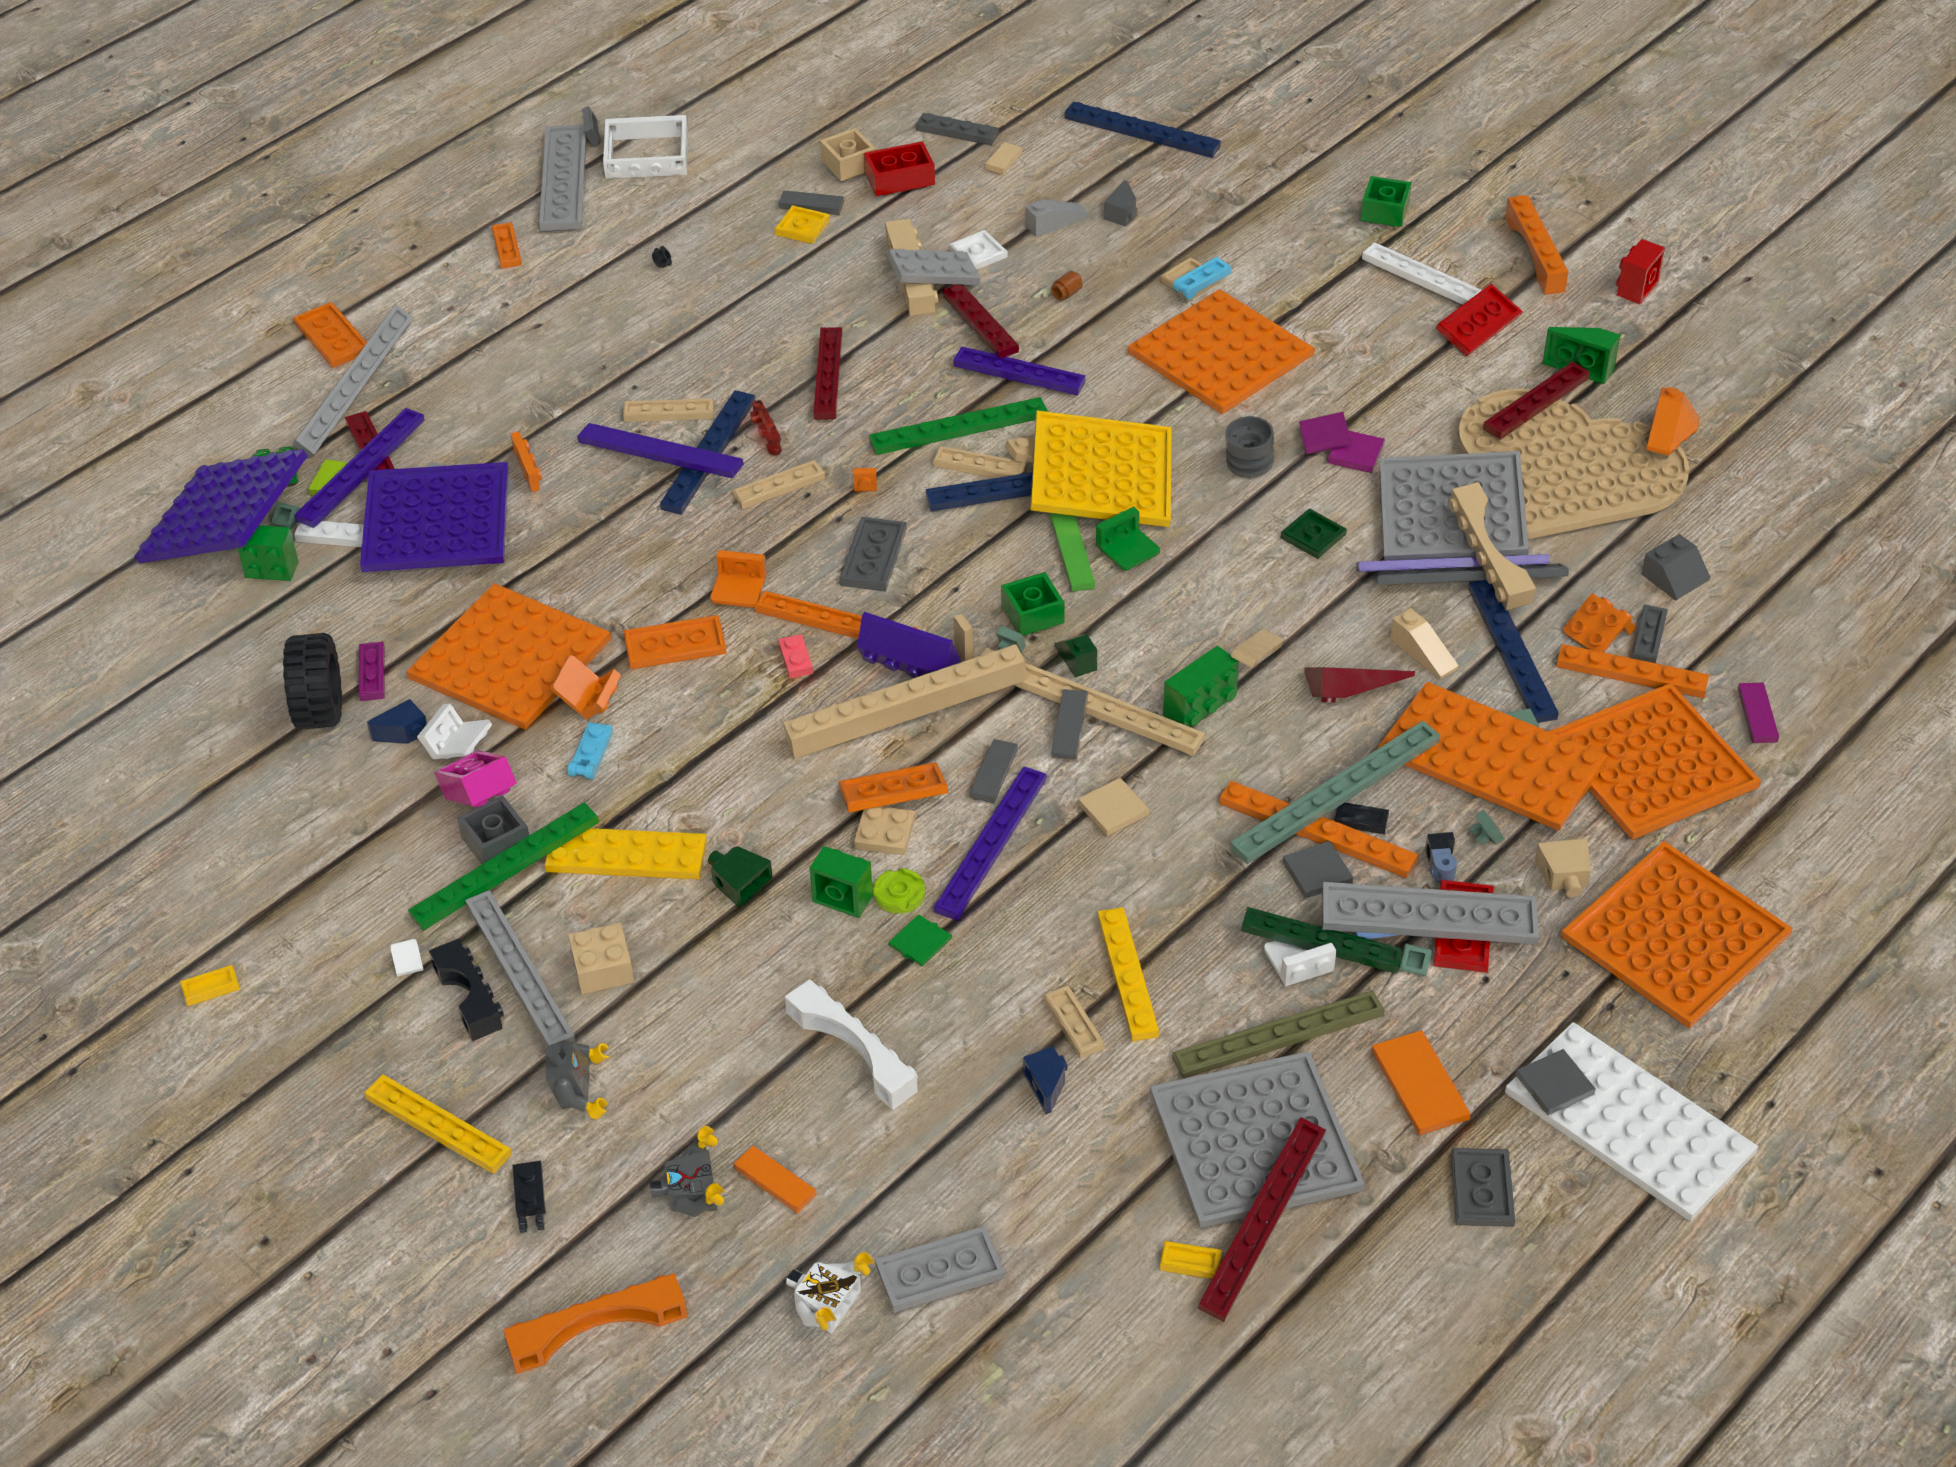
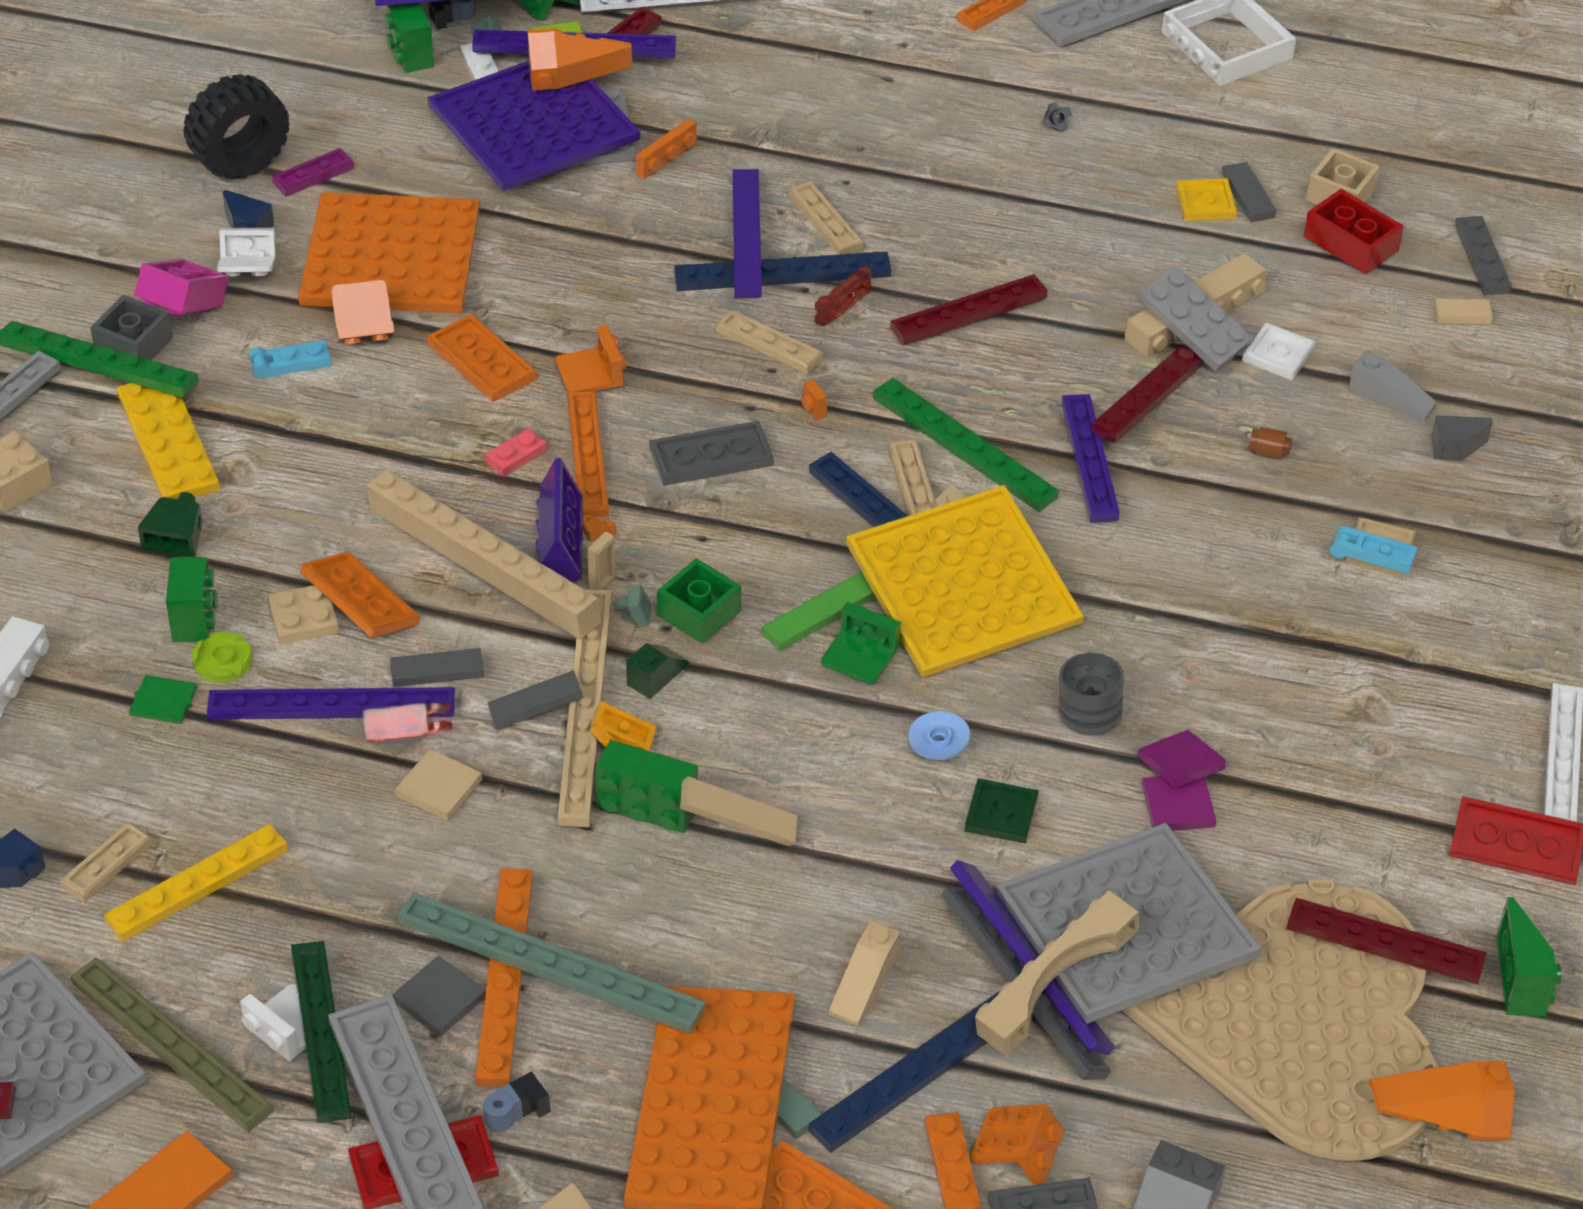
camera: 60 degrees right, 0 degrees up
(400, 466) = (568, 59): none -> orange wedge
(1042, 803) = (403, 721): none -> clear red hinge
(1136, 688) = (617, 725): none -> light orange wing
(1221, 351) = (1269, 619): orange plate -> none
(1234, 534) = (939, 735): none -> light blue dish
(1345, 682) = (750, 912): dark red wedge -> none
(1362, 817) = (545, 1010): black tile -> none
(1416, 960) = (345, 1132): sand green slope -> none
(1488, 829) = (587, 1133): sand green tile -> none

